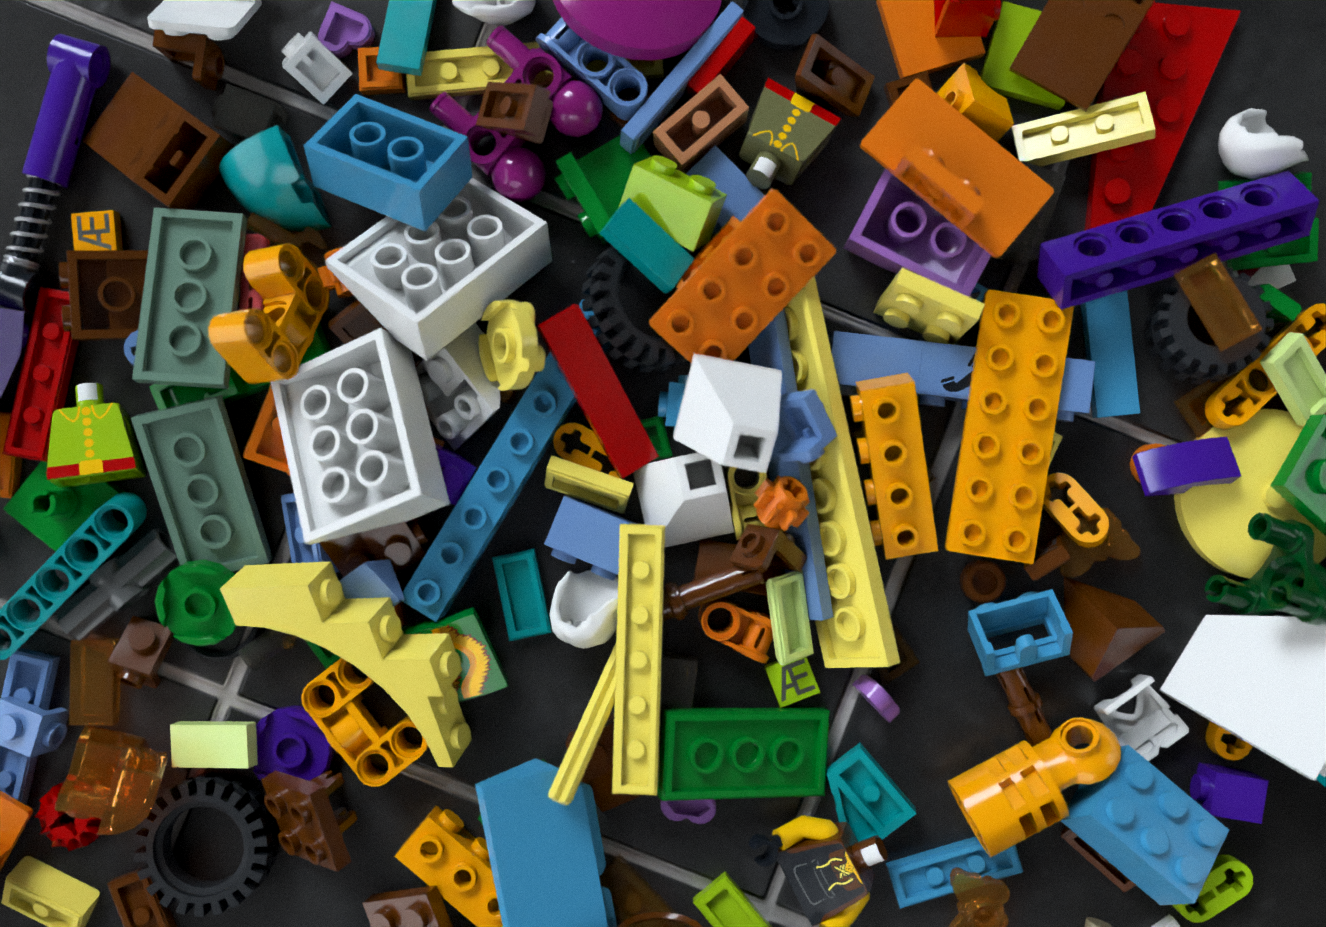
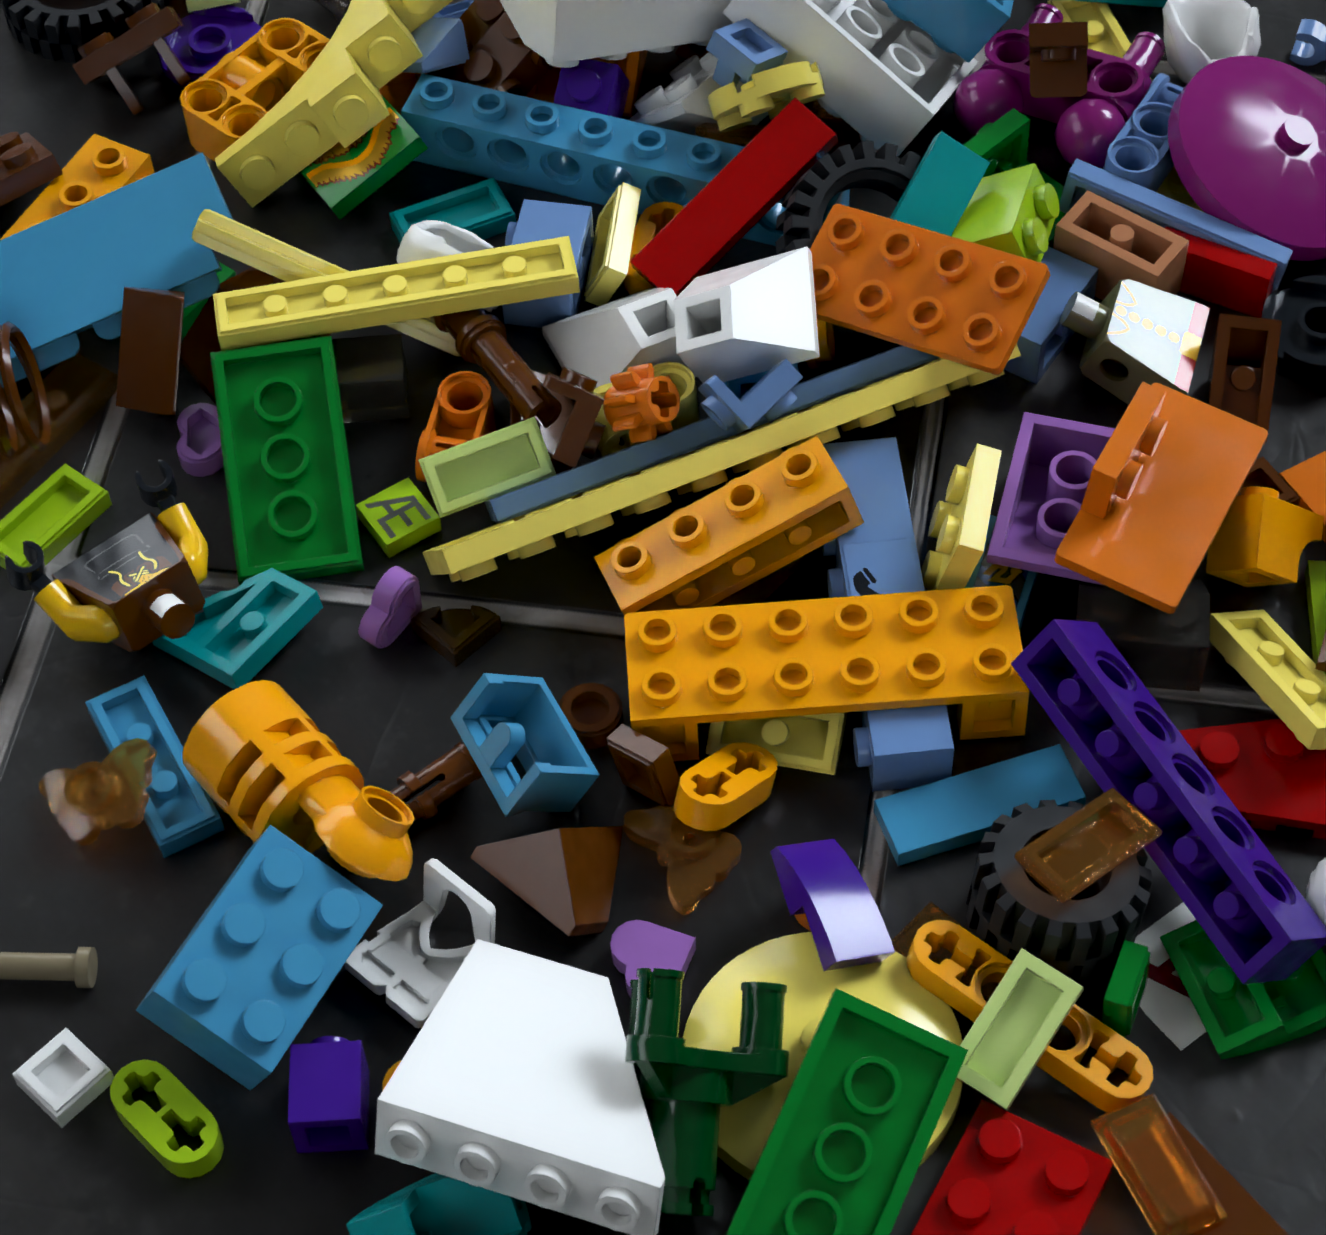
camera: 80 degrees right, 35 degrees down
(472, 352) = (743, 51): none -> medium blue tile
(625, 836) = (150, 350): none -> reddish brown slope
(1172, 580) = (649, 946): none -> medium lavender tile

